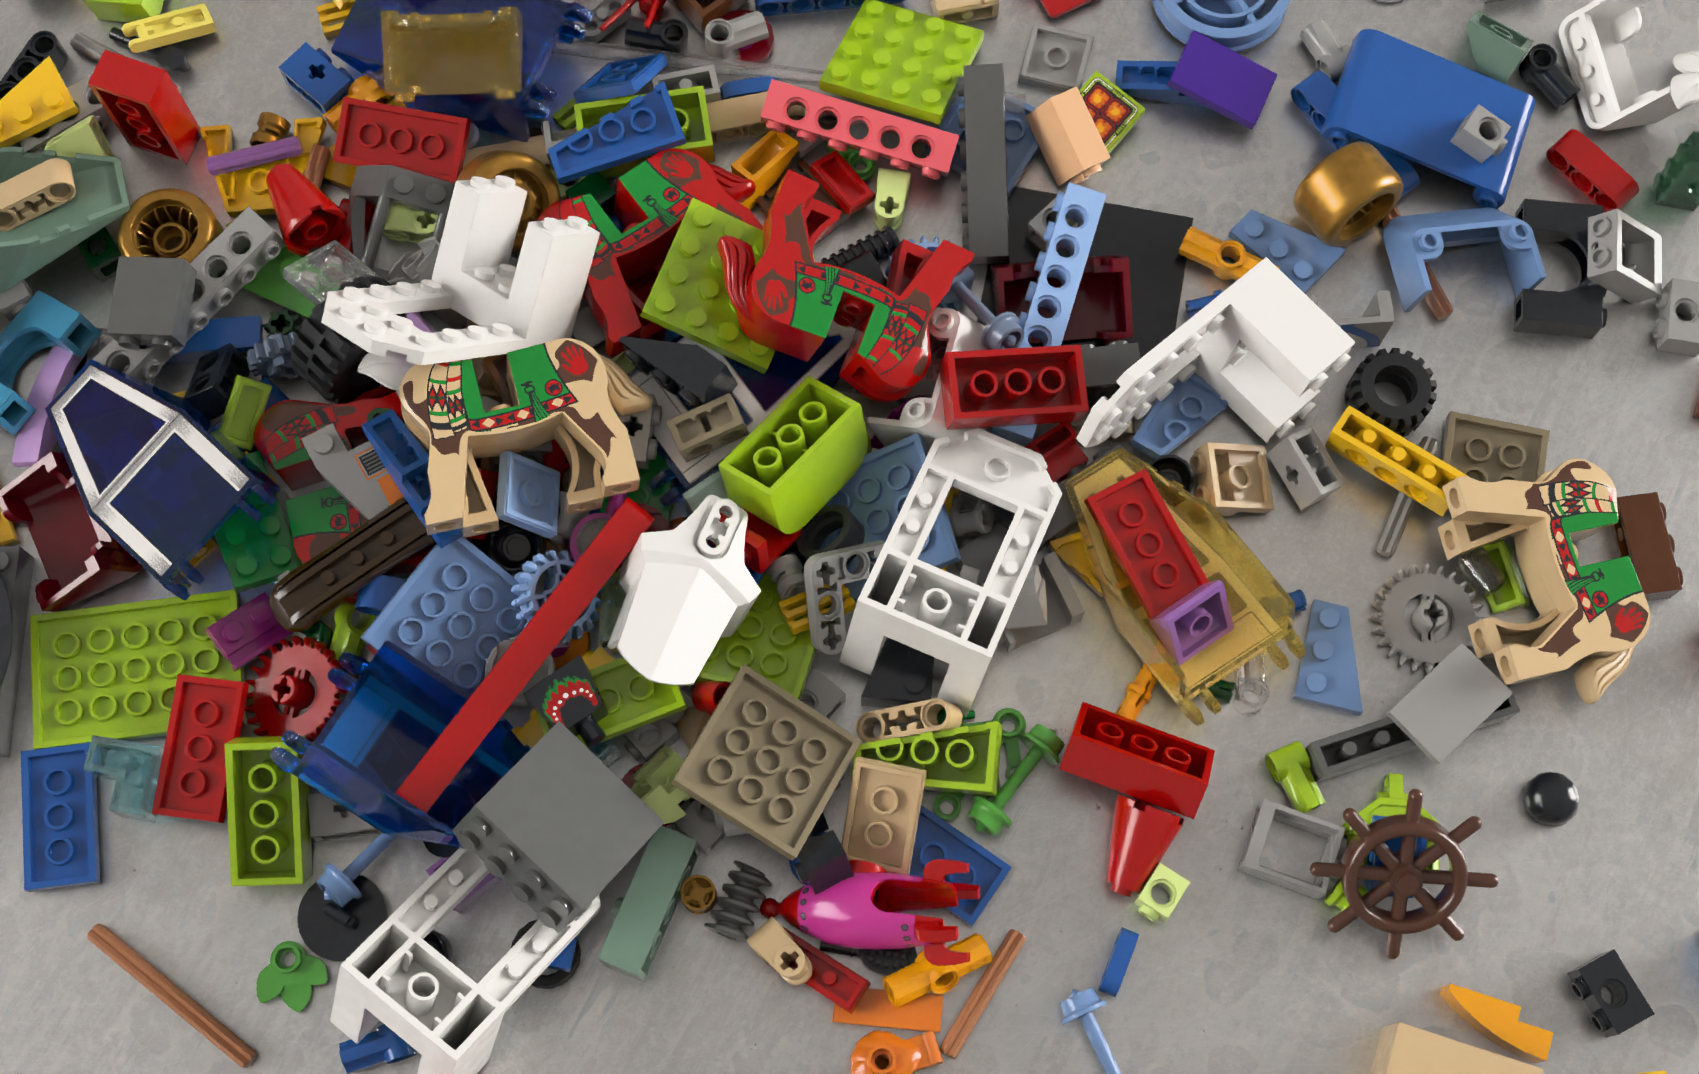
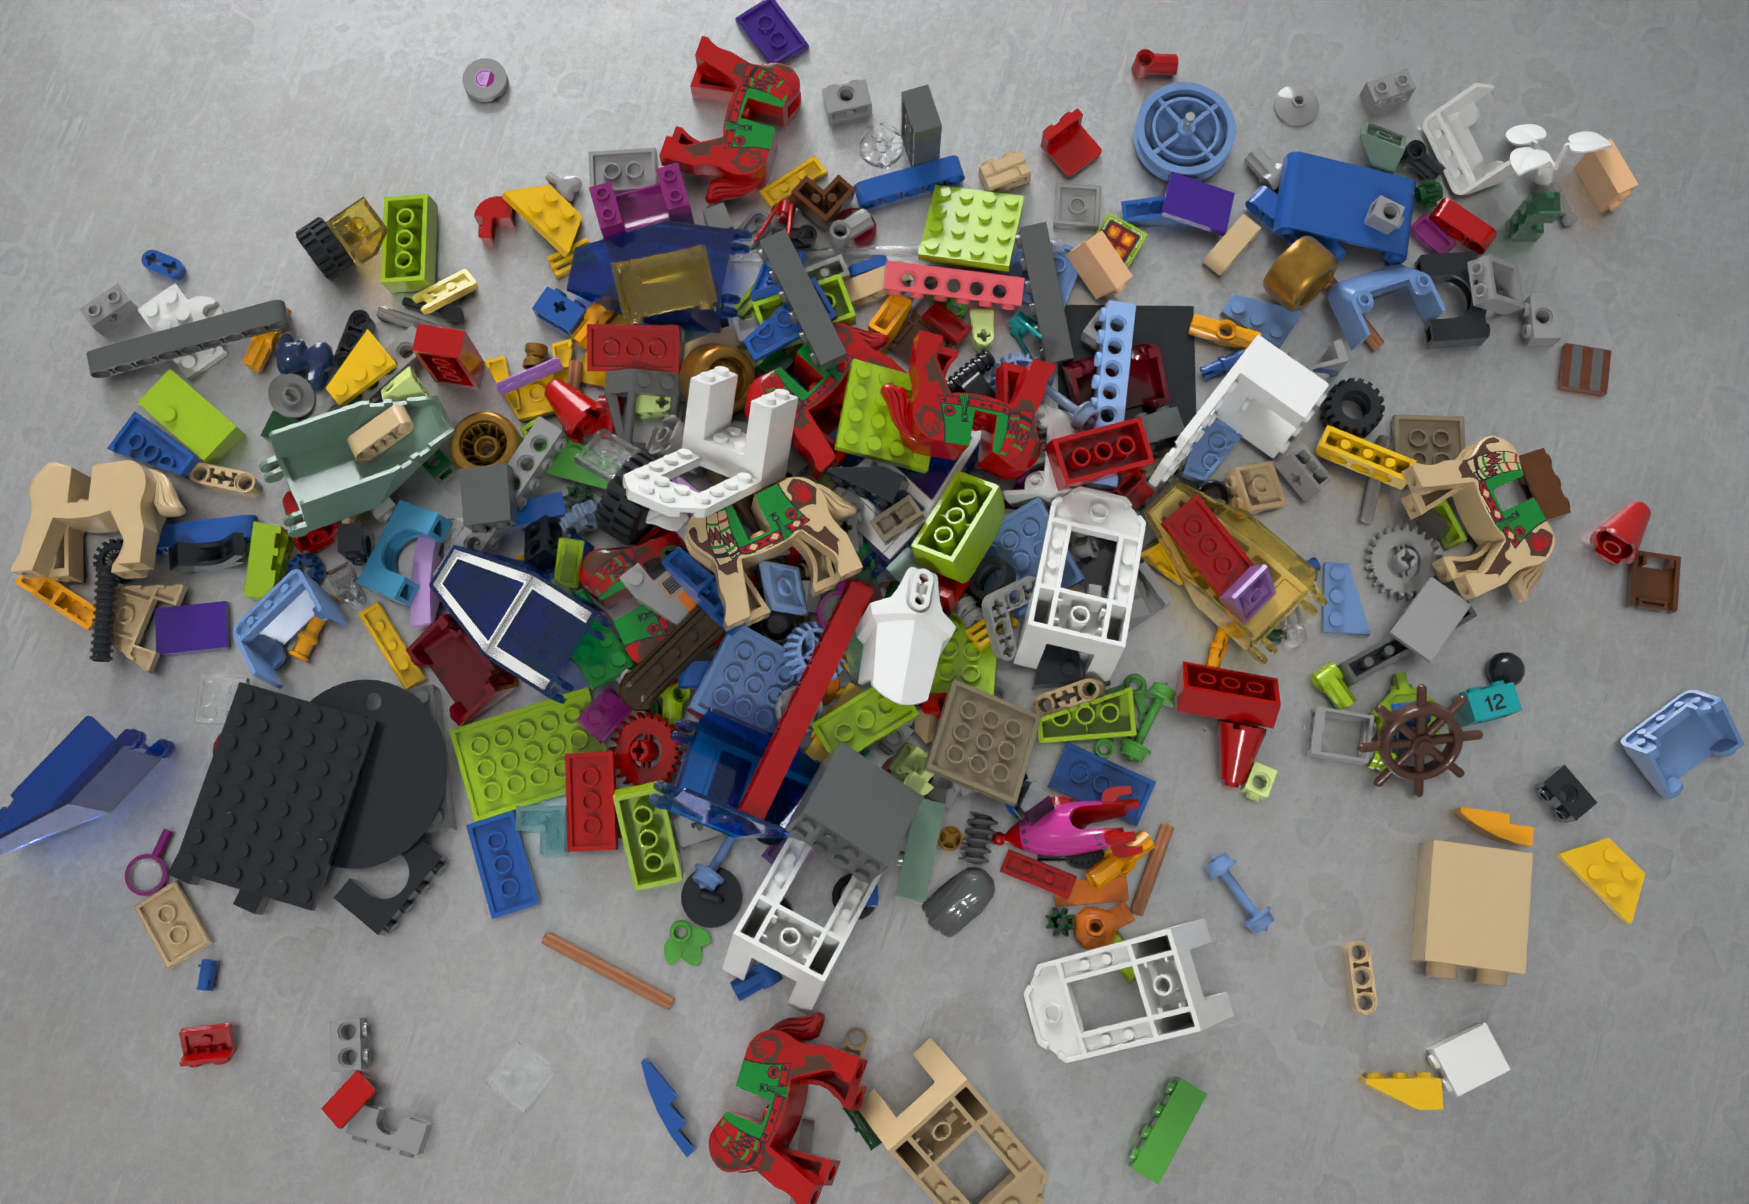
camera: 10 degrees left, 5 degrees up
(572, 699) = (842, 724): black torso -> none
(639, 109) = (802, 300): none -> dark grey brick
(694, 987) = (959, 900): none -> dark grey hair
(778, 950) = (1011, 865): tan piece -> none
(826, 1036) = (1068, 924): none -> dark green gear
(883, 814) = (1065, 762): tan tile -> none
(947, 203) = (1022, 325): none -> teal plant
(1118, 962) = (1238, 832): blue beam -> none
(1262, 143) = (1232, 245): none -> tan beam
(1514, 841) = (1488, 703): none -> teal brick
(1545, 177) = (1431, 236): none -> magenta tile
(1551, 119) = (1428, 193): none -> dark green gear

